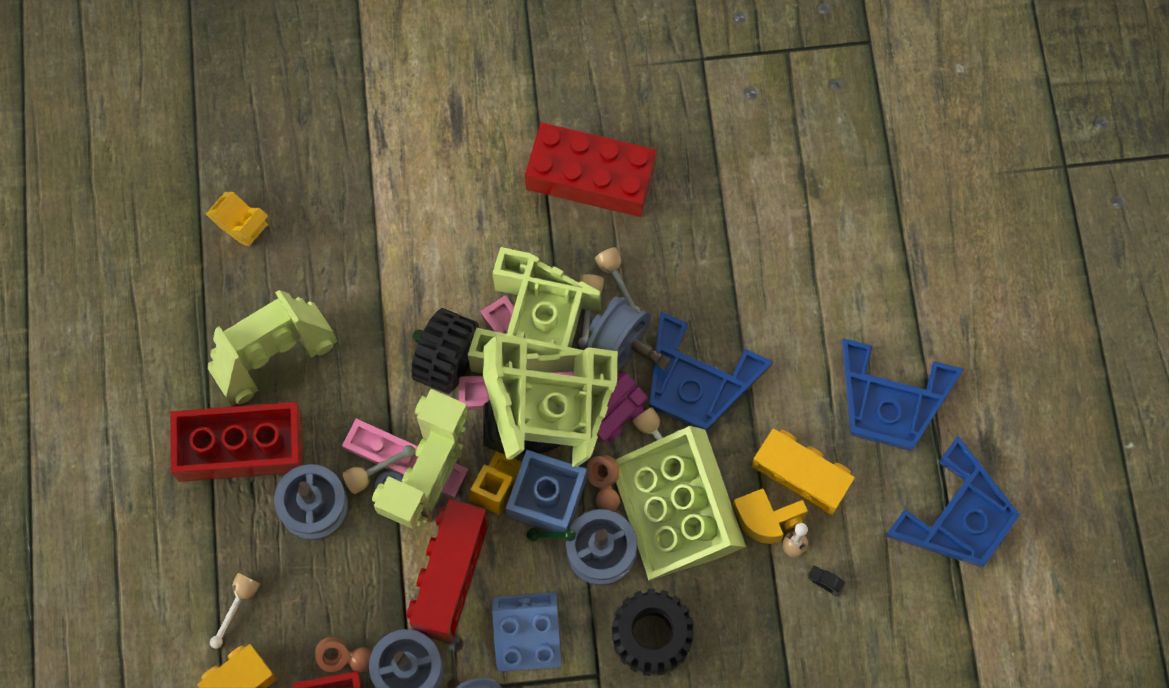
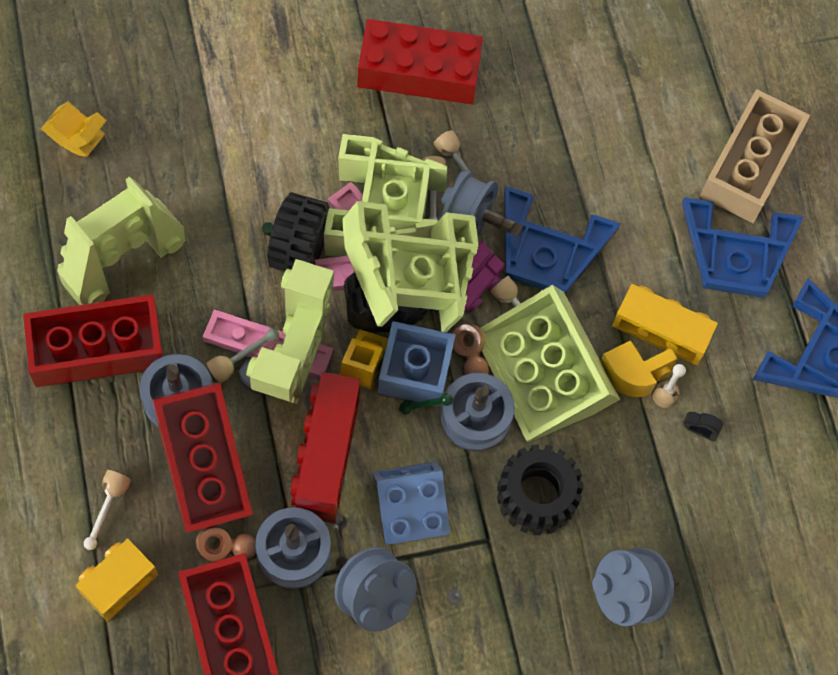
camera: 15 degrees left, 5 degrees down
(326, 571) = (202, 457): none -> red brick
(922, 299) = (754, 156): none -> tan brick

